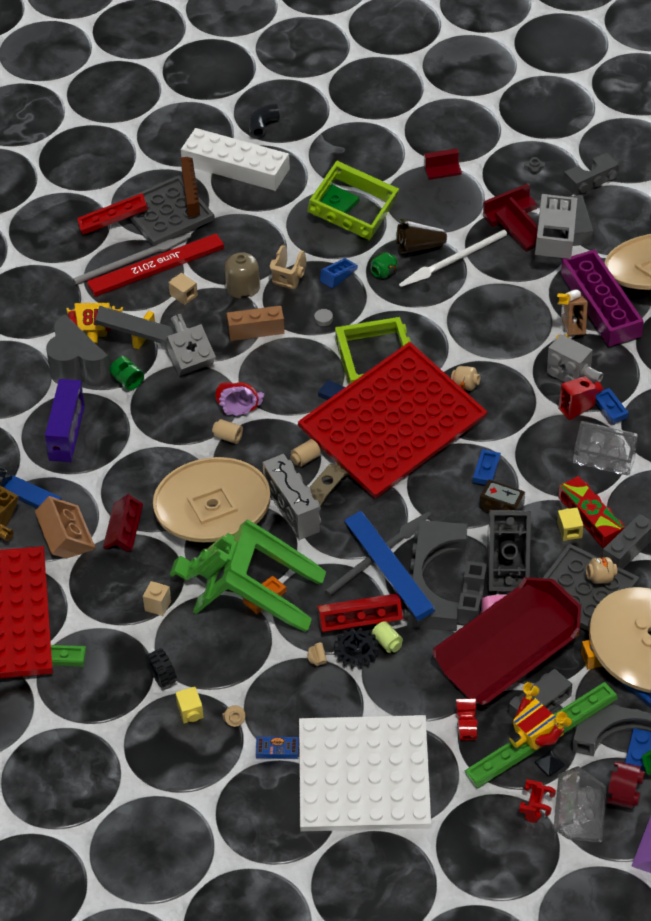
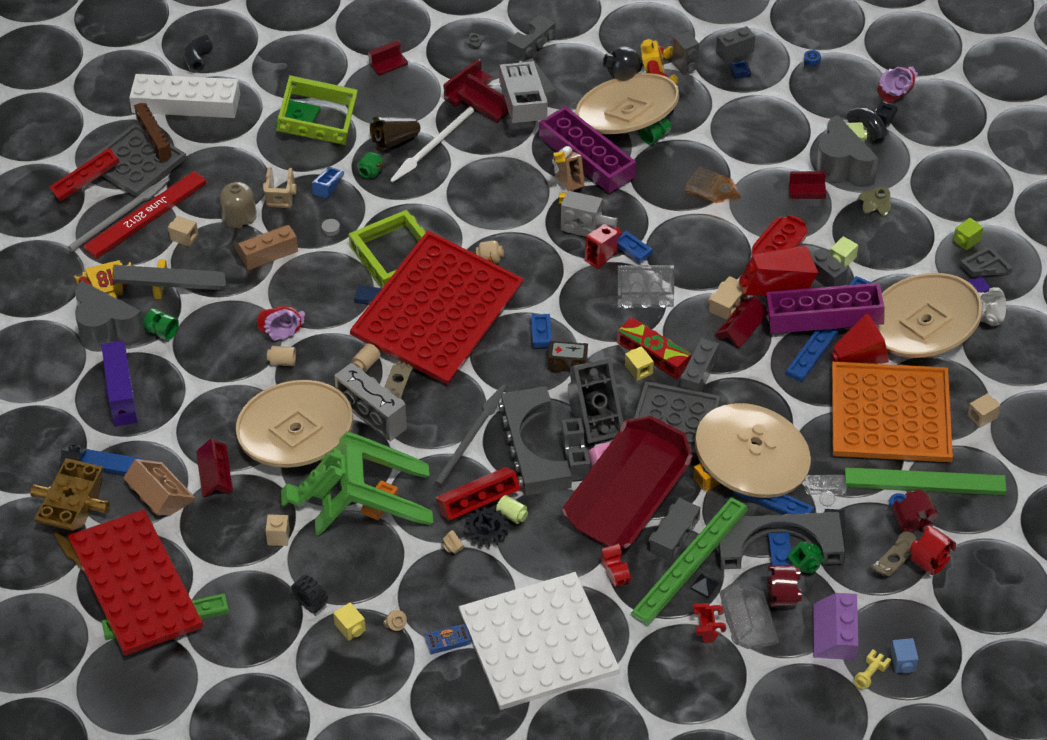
camera: 20 degrees left, 0 degrees up
(192, 339) = (214, 285): light grey brick -> none
(389, 566) = (489, 443): blue tile -> none
(536, 723) = (685, 551): torso -> none
(601, 570) = (686, 398): tan head -> none

